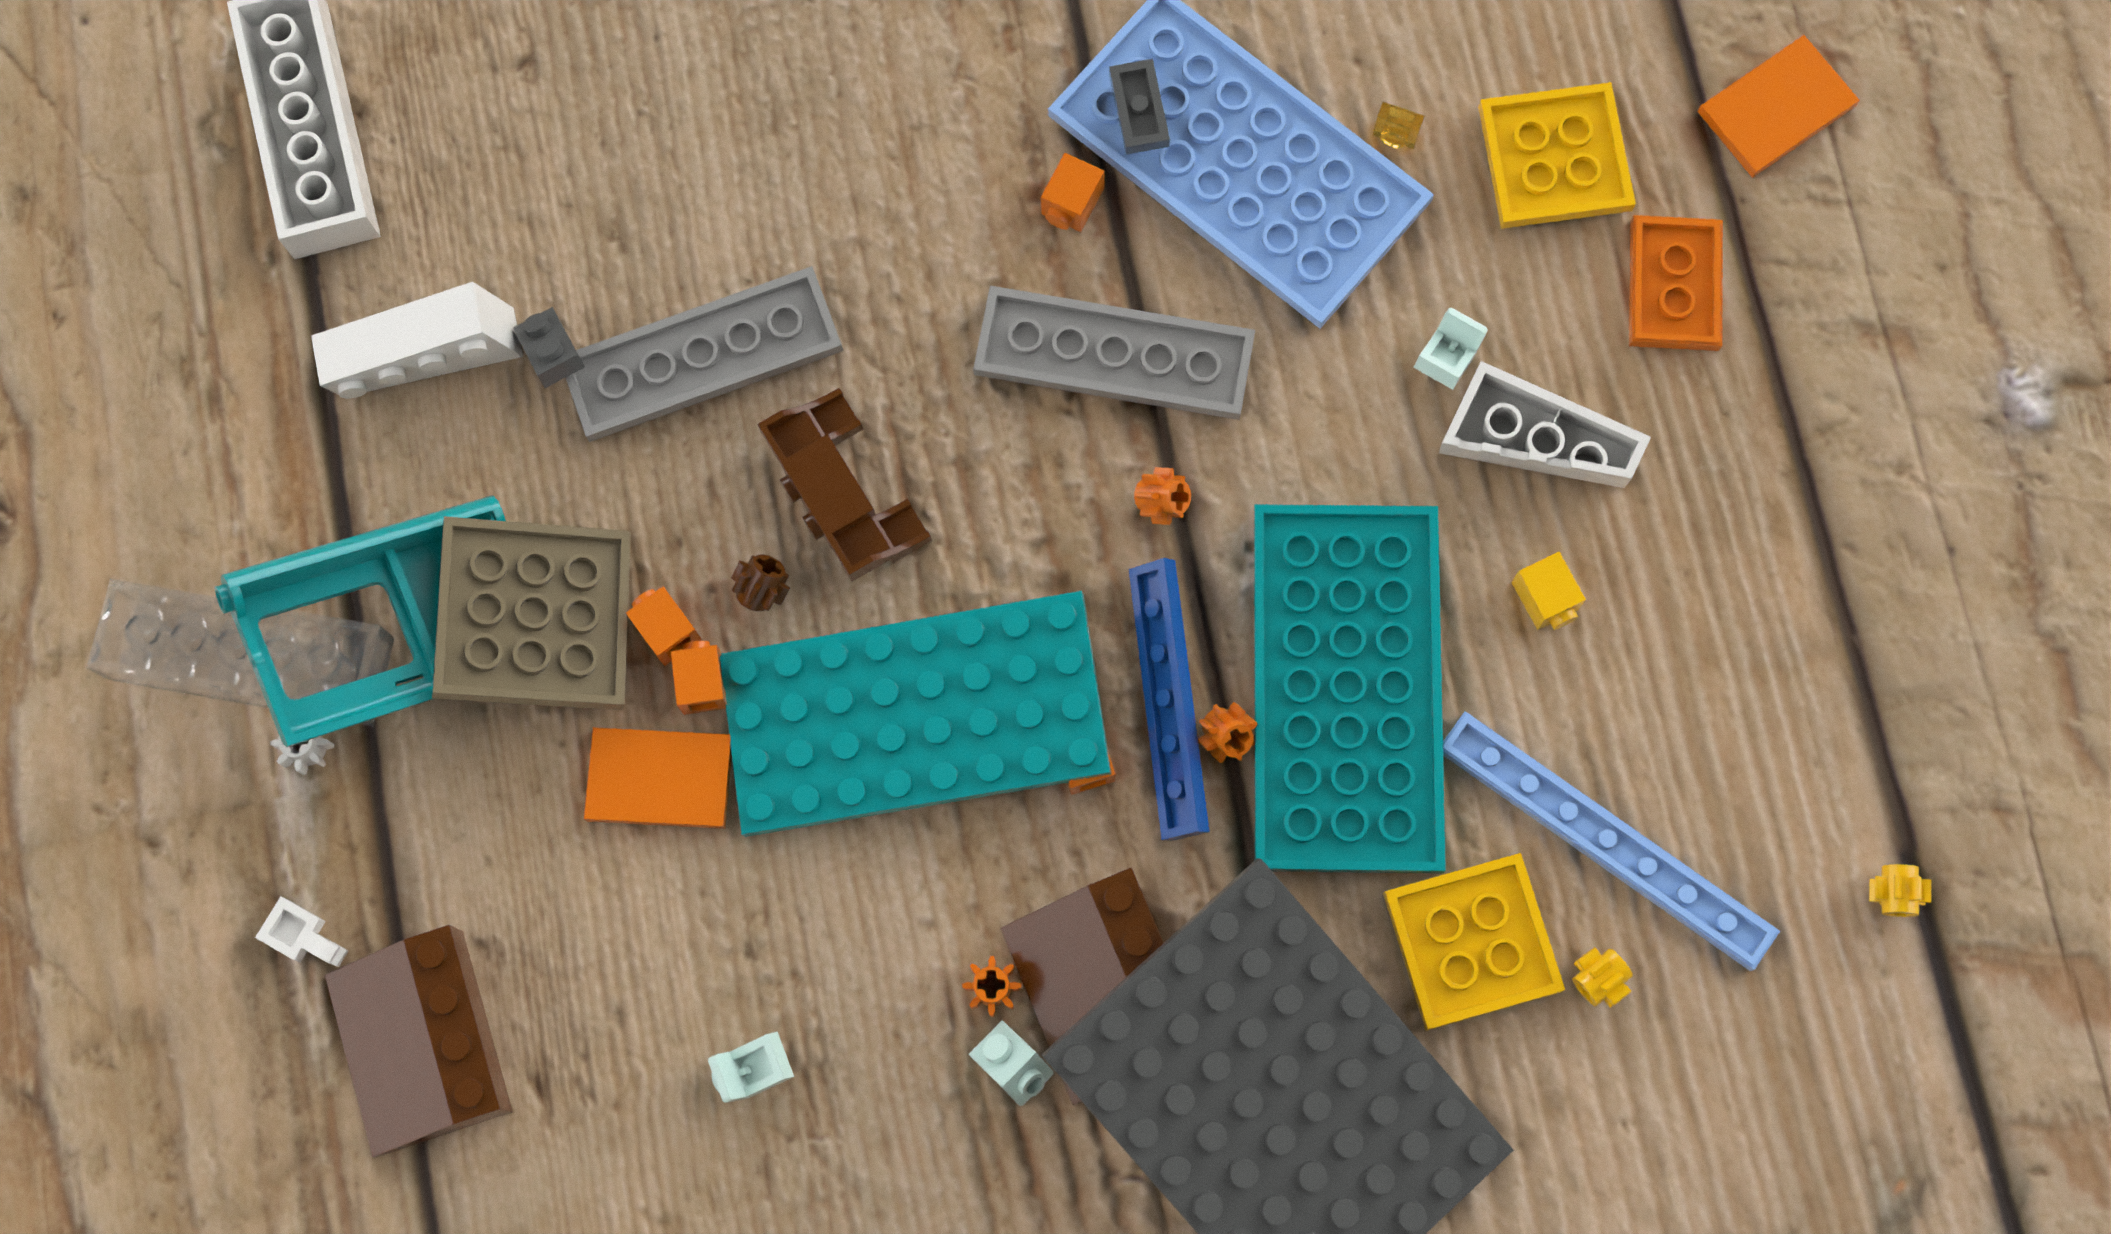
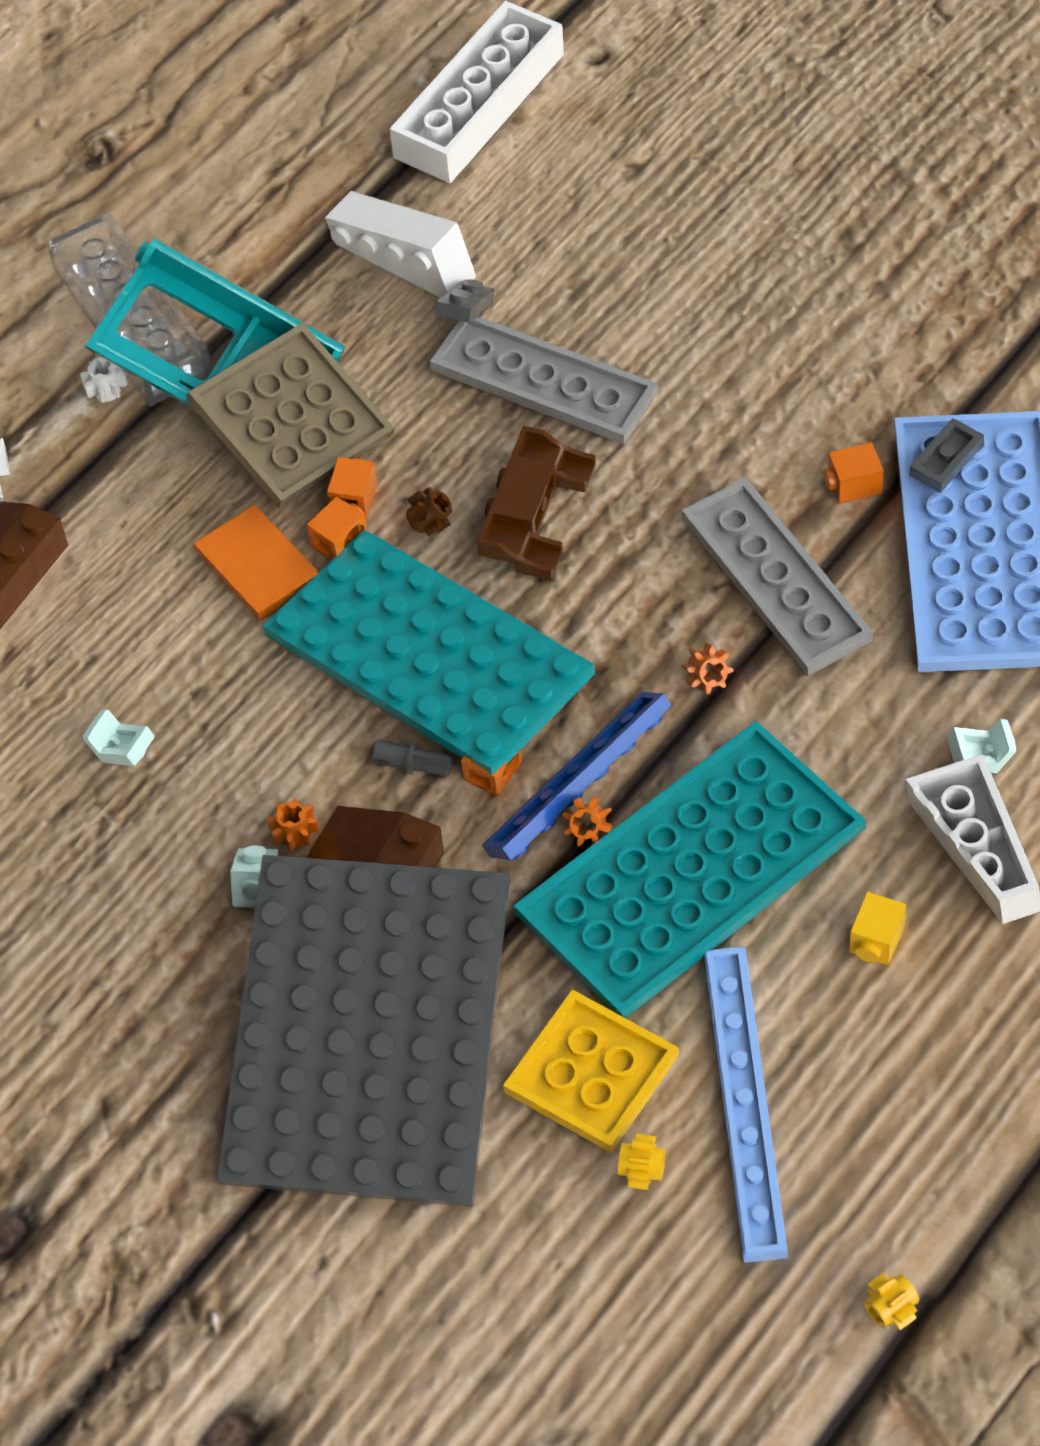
camera: 50 degrees right, 20 degrees down
(1015, 822) = (411, 758): none -> dark grey axle

